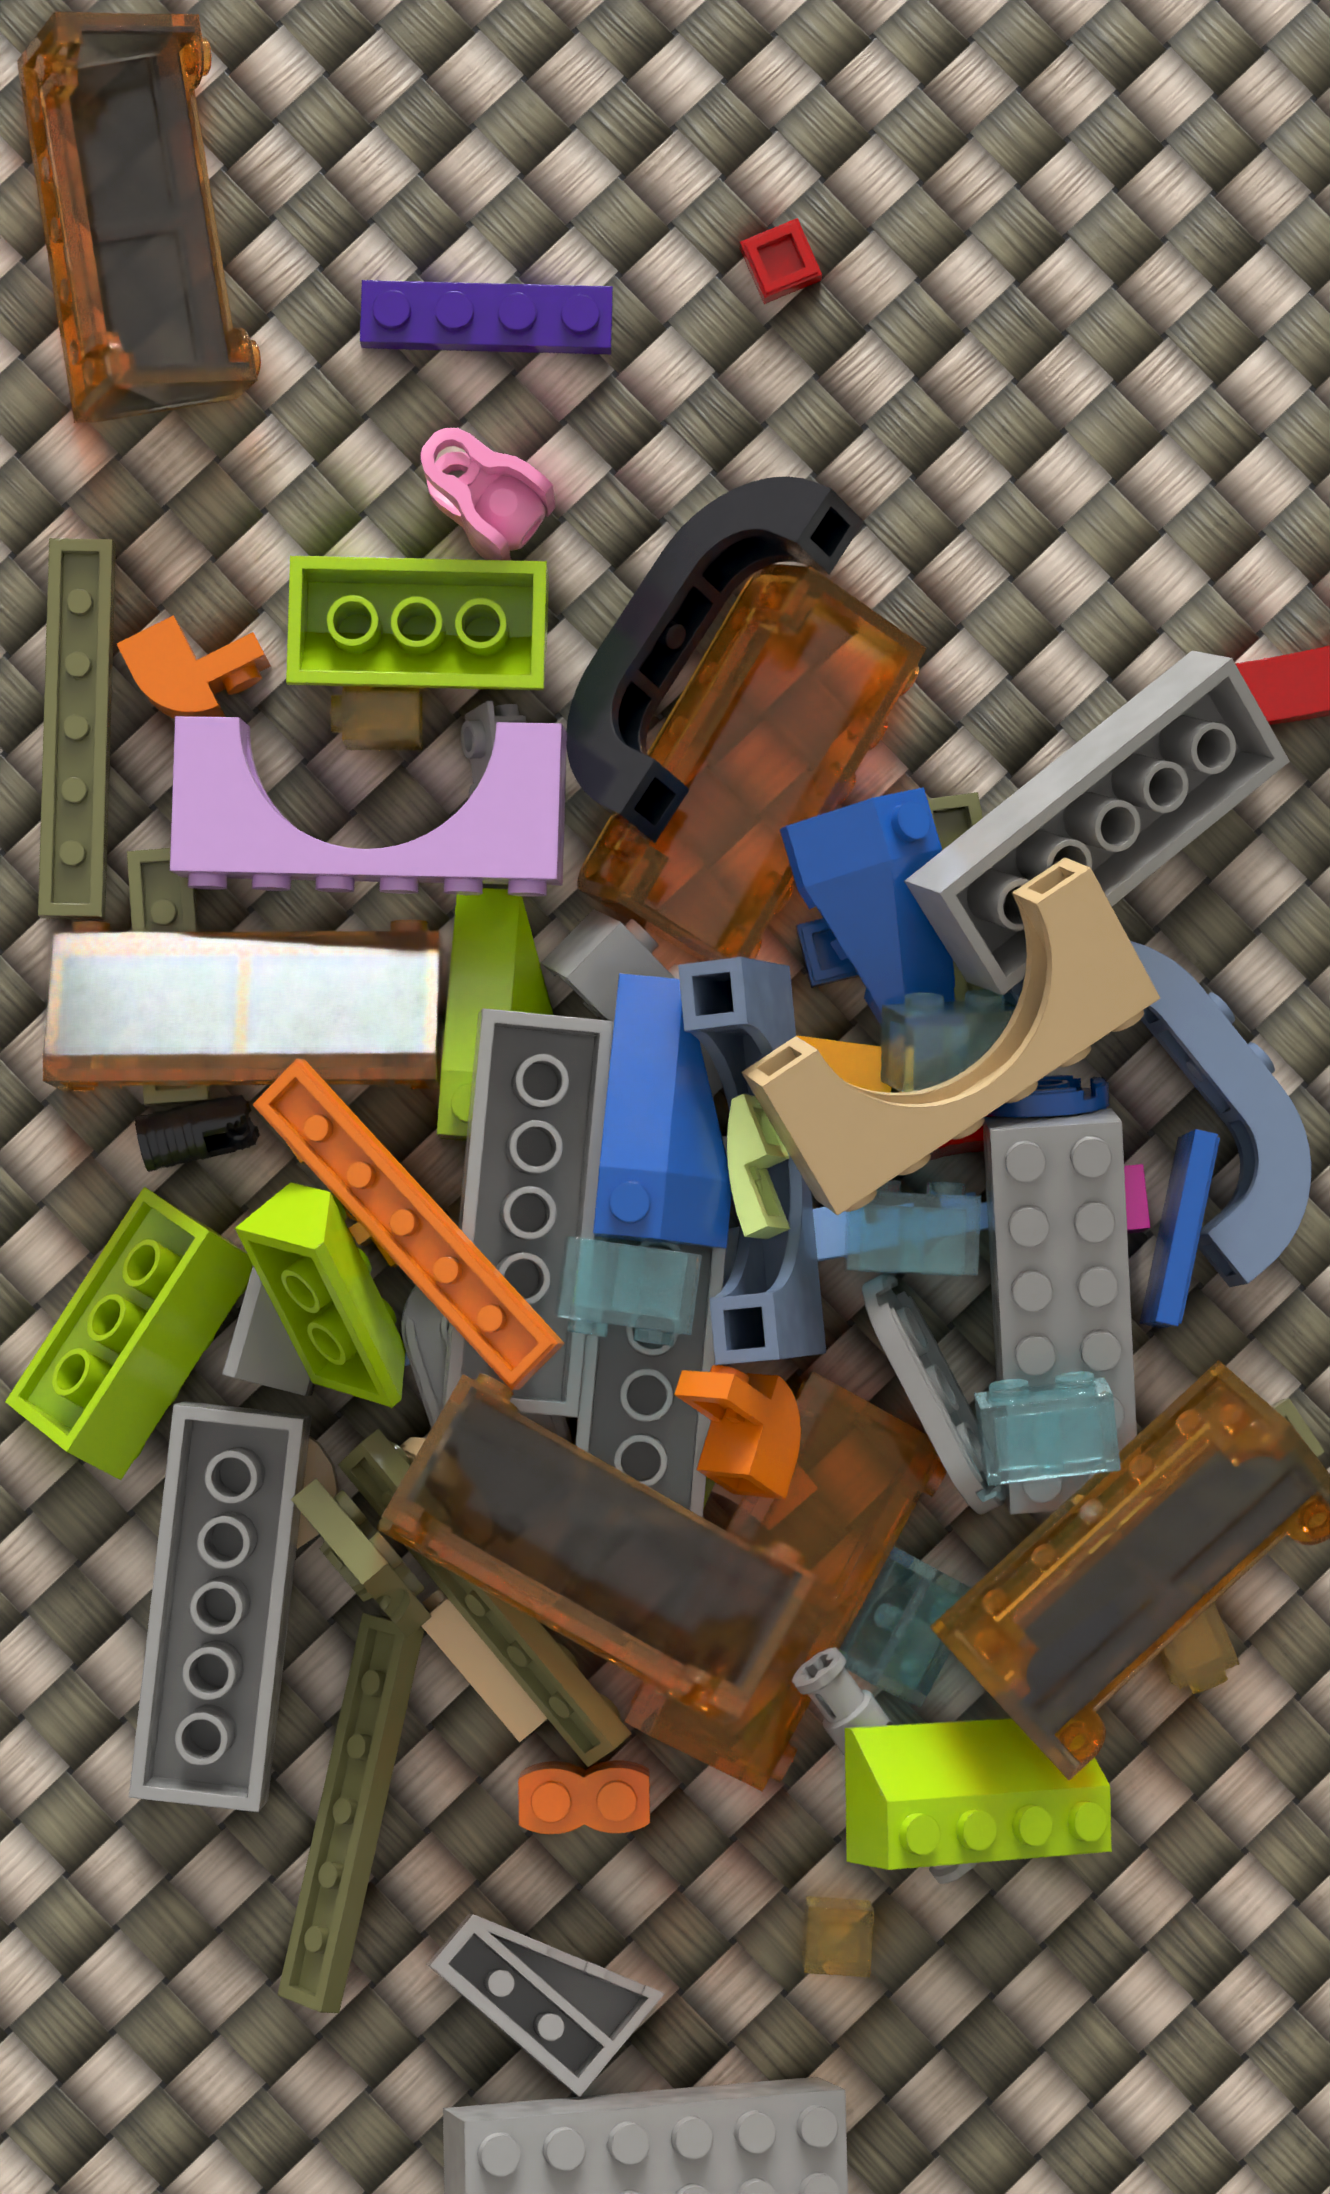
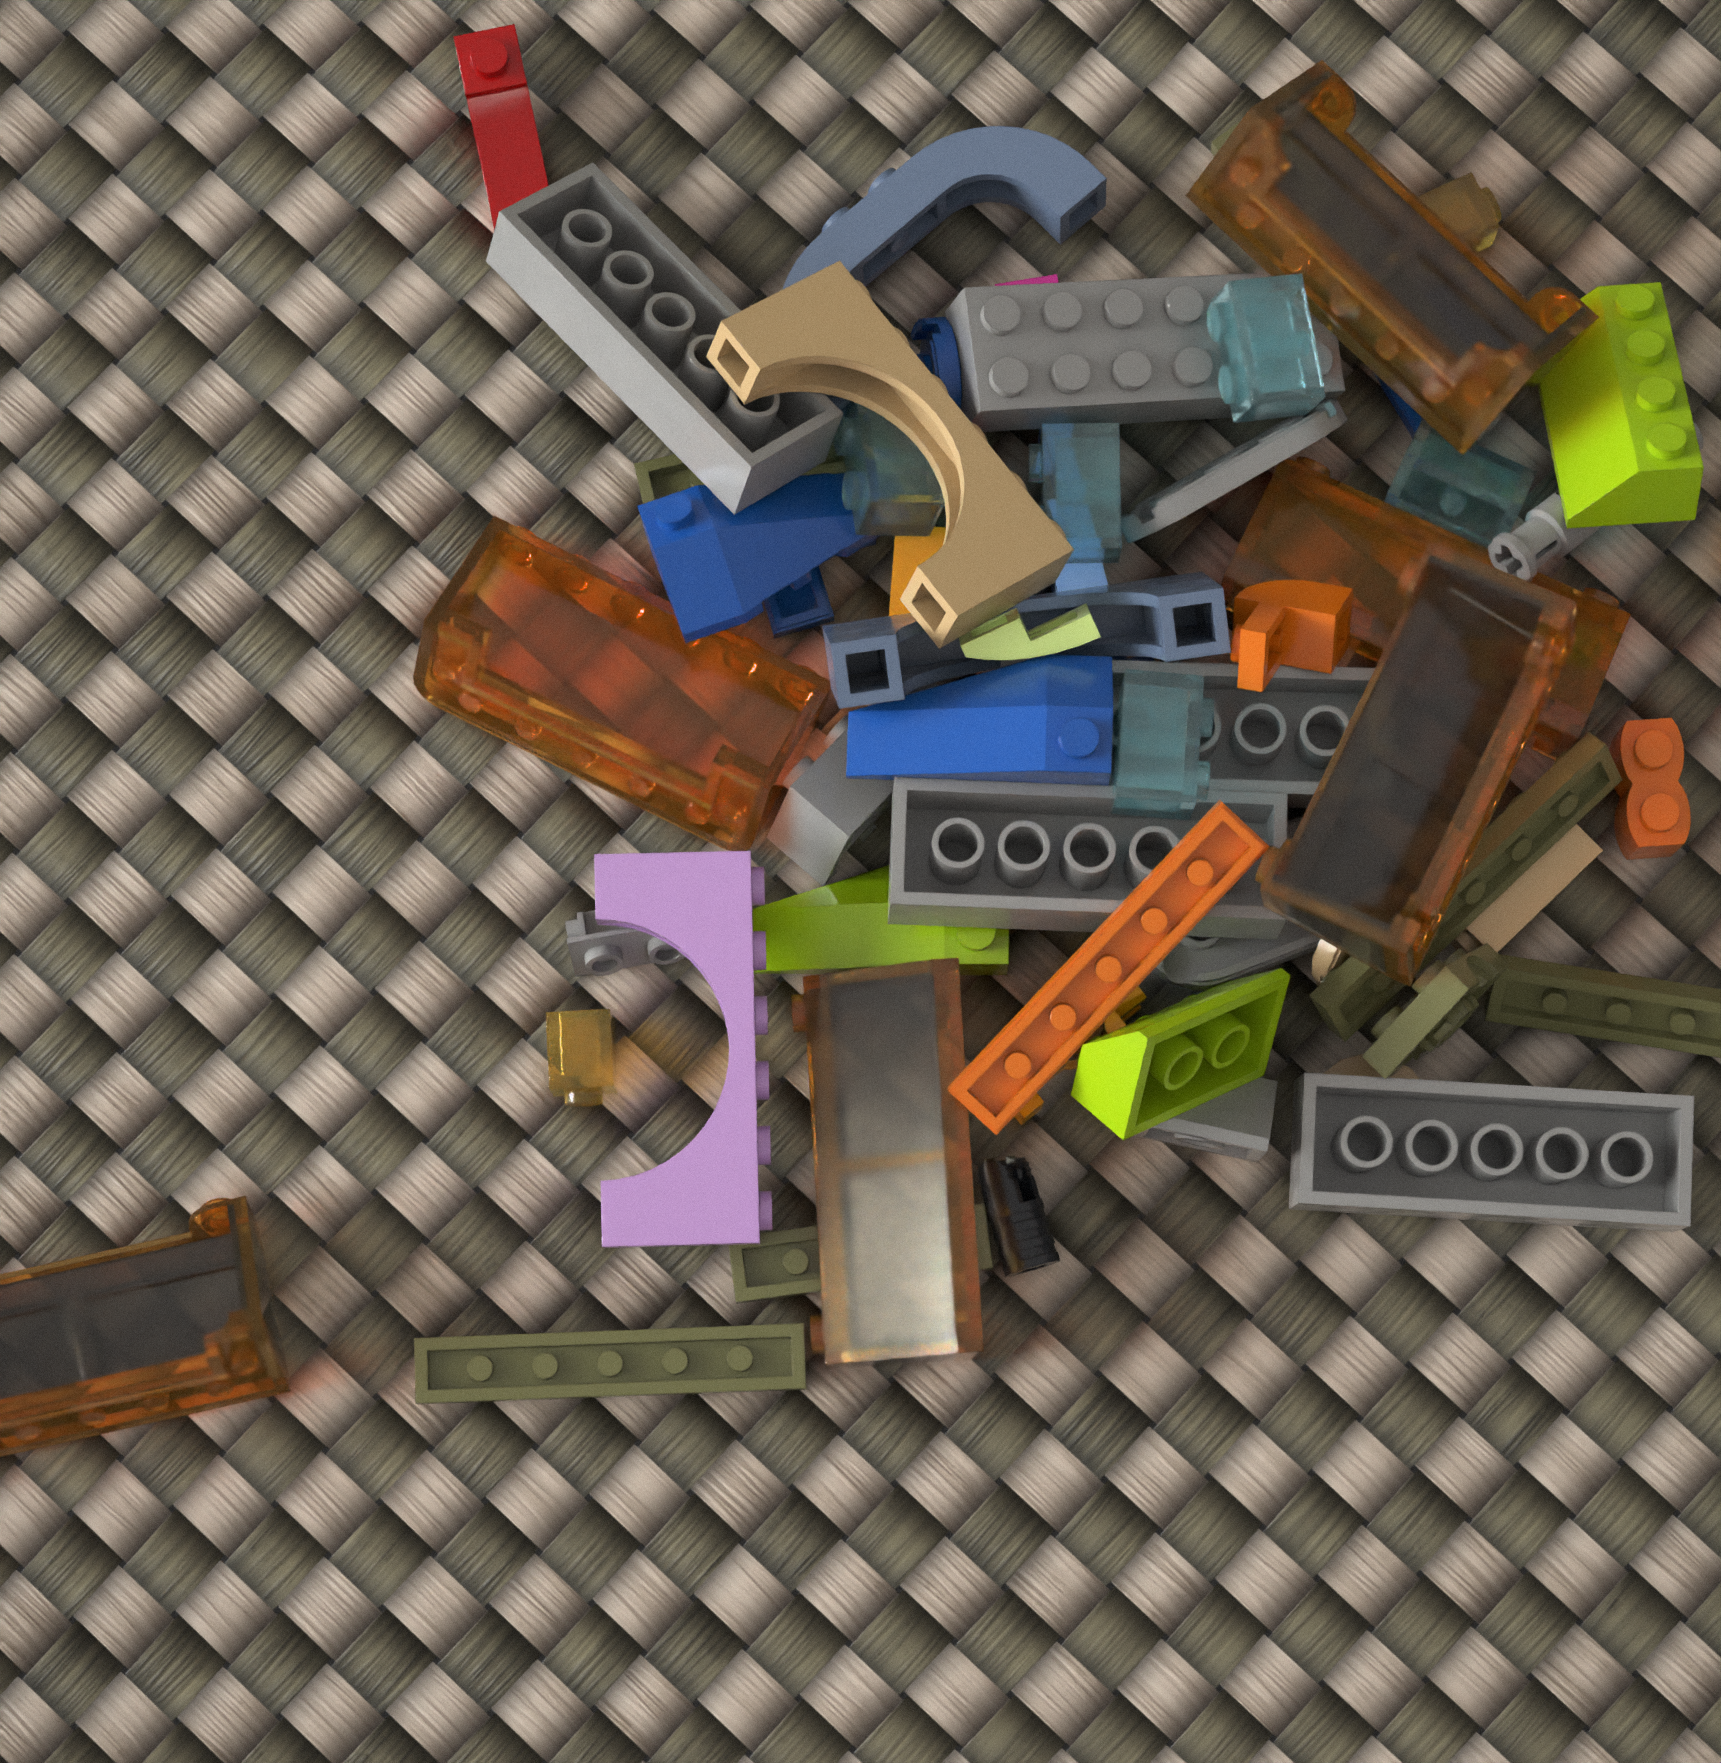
camera: 90 degrees left, 5 degrees down
(131, 1334) = (1224, 1266): lime slope -> none
(178, 681) = (555, 1265): orange brick -> none
(417, 623) = (492, 1016): lime slope -> none
(486, 317) = (167, 976): dark purple plate -> none
(496, 499) = (367, 947): bright pink piece -> none
(667, 619) = (476, 774): black arch -> none
(780, 261) = (100, 687): red tile -> none
(1180, 1229) = (1055, 244): blue tile -> none

